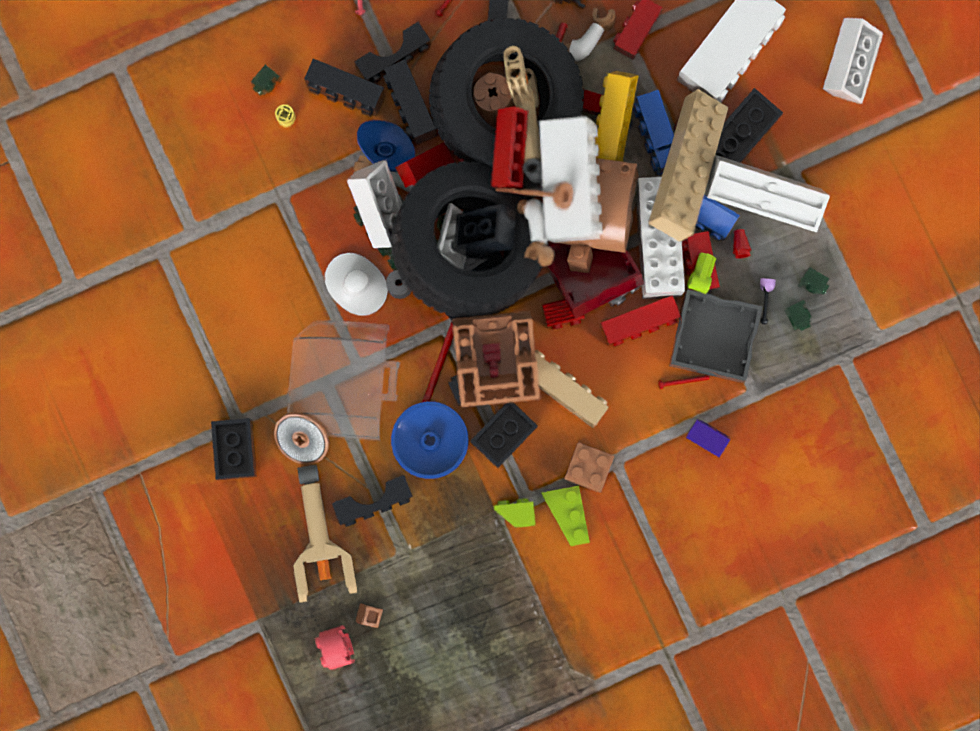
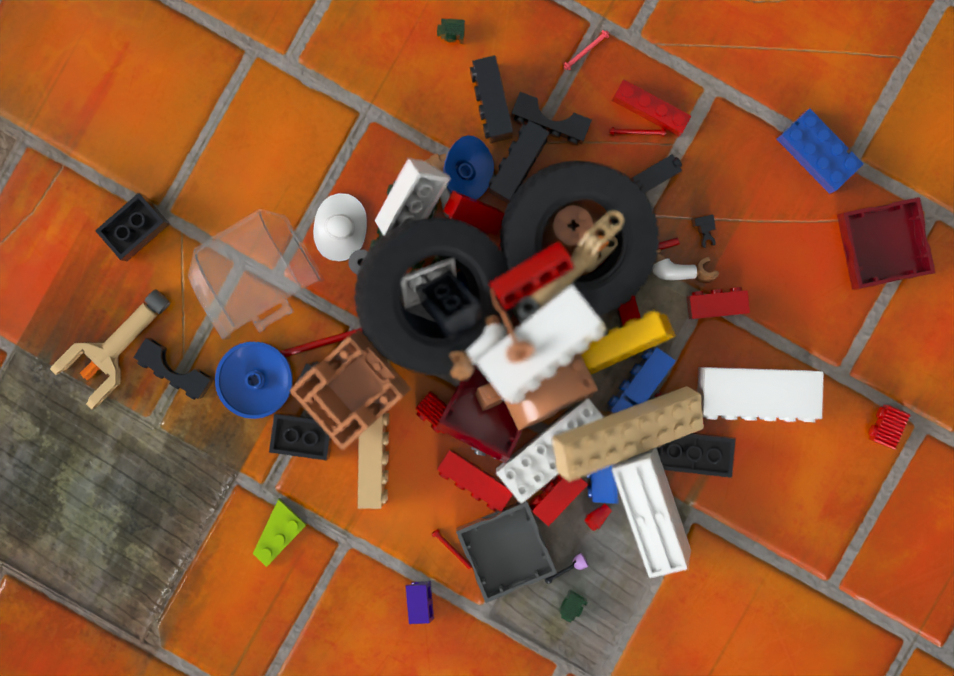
camera: 55 degrees right, 5 degrees up
(283, 118) = (438, 70): light yellow wheel -> none
(311, 431) = (180, 275): piece -> none
(335, 648) = (33, 425): coral brick -> none
(369, 615) = (82, 431): nougat slope -> none
(492, 356) = (351, 384): dark red piece -> none
(518, 514) = (244, 493): lime slope -> none
(589, 467) = (325, 524): nougat brick -> none
(700, 278) = (543, 507): lime piece -> none
(814, 282) = (609, 599): clear green brick -> none
(853, 60) = (819, 500): white slope -> none

